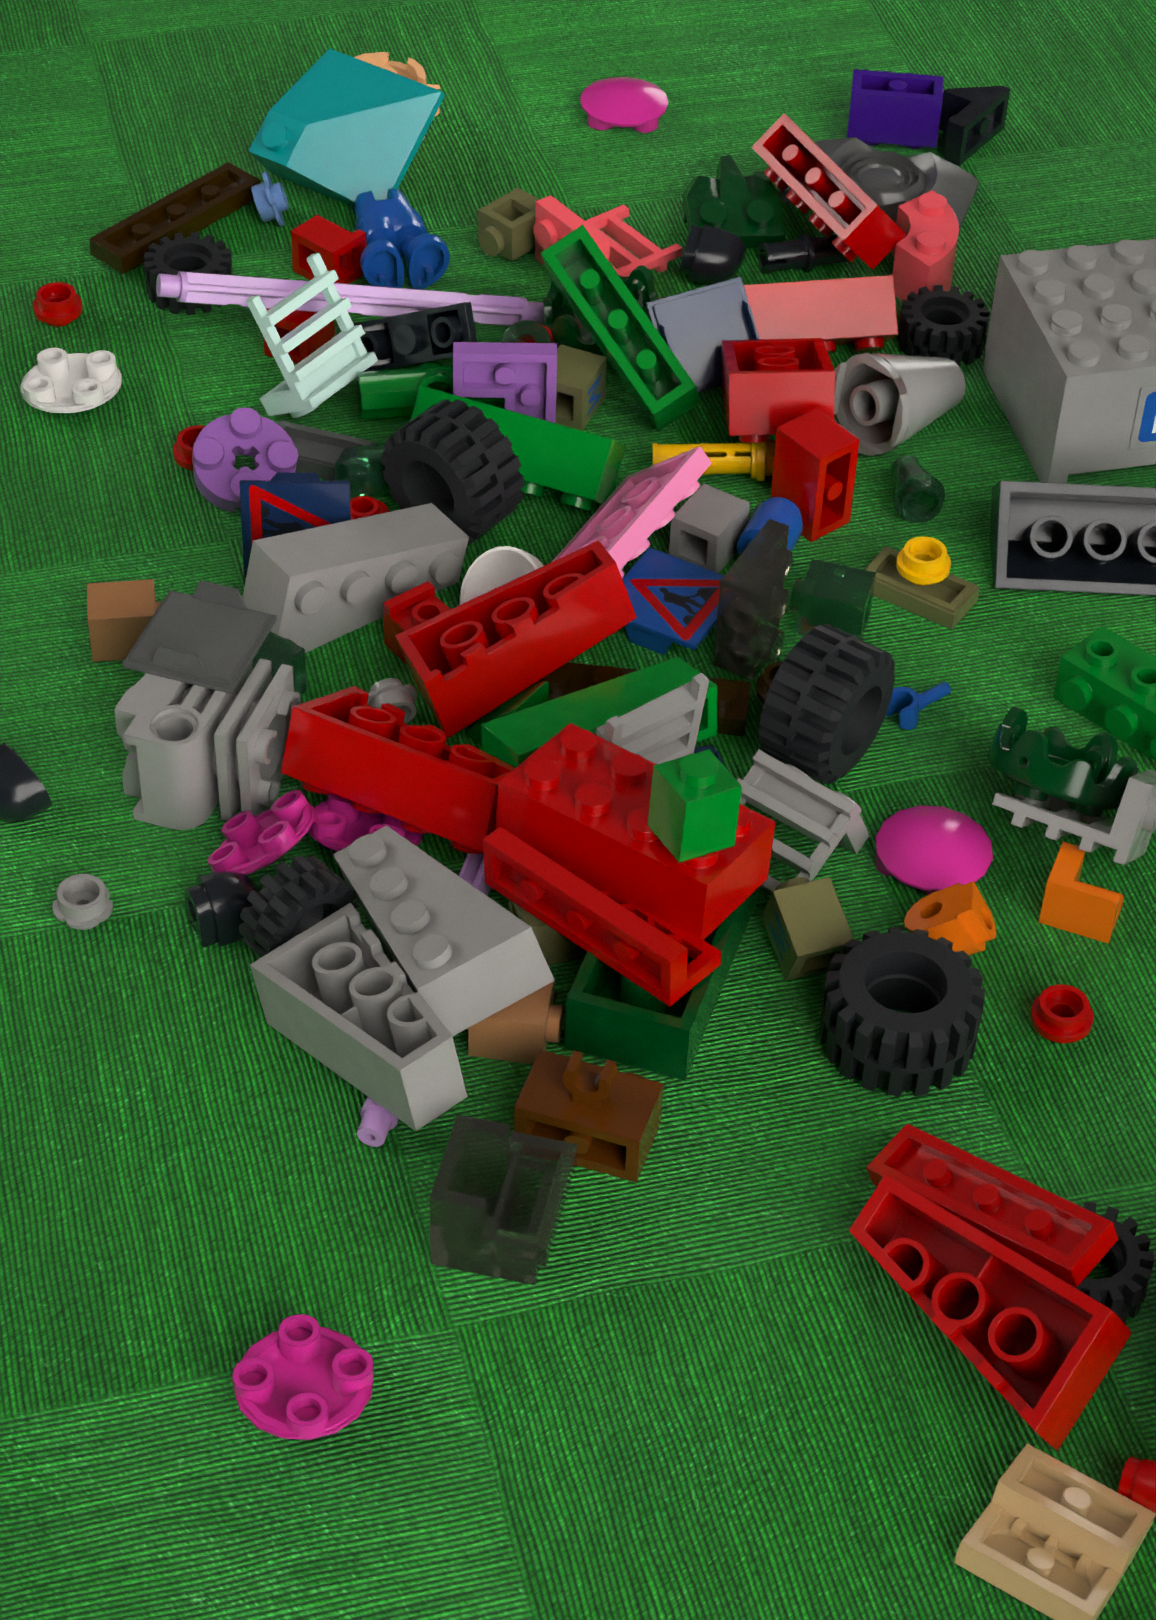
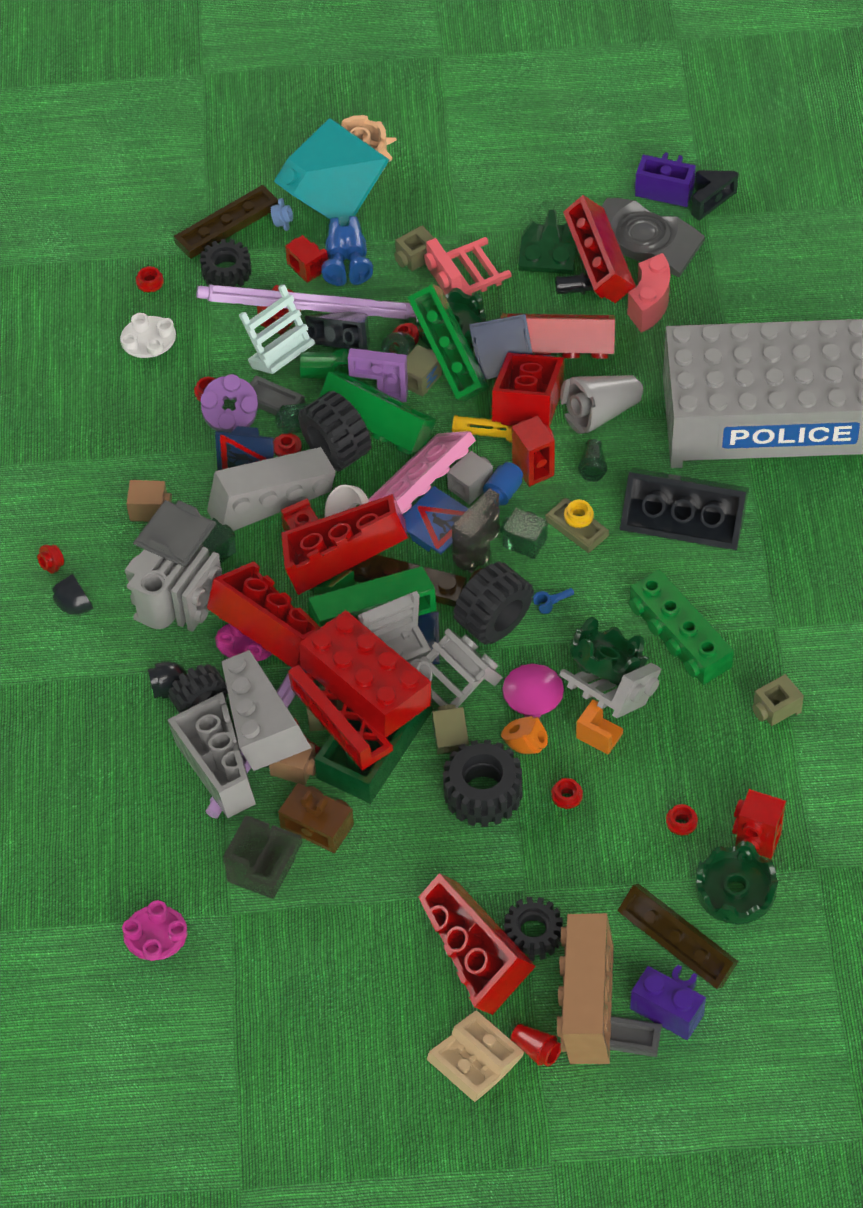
camera: 15 degrees right, 10 degrees up
(82, 902) = (98, 661): light grey plate -> none
(264, 838) = (191, 642): dark pink dish -> none
(393, 692) = (274, 568): light grey plate -> none
(623, 104) = (508, 154): dark pink dish -> none
(694, 805) = (384, 674): green brick -> none
(712, 255) = (525, 282): black piece -> none
(943, 325) = (643, 359): black tyre -> none
(998, 1203) = (491, 892): red plate -> none

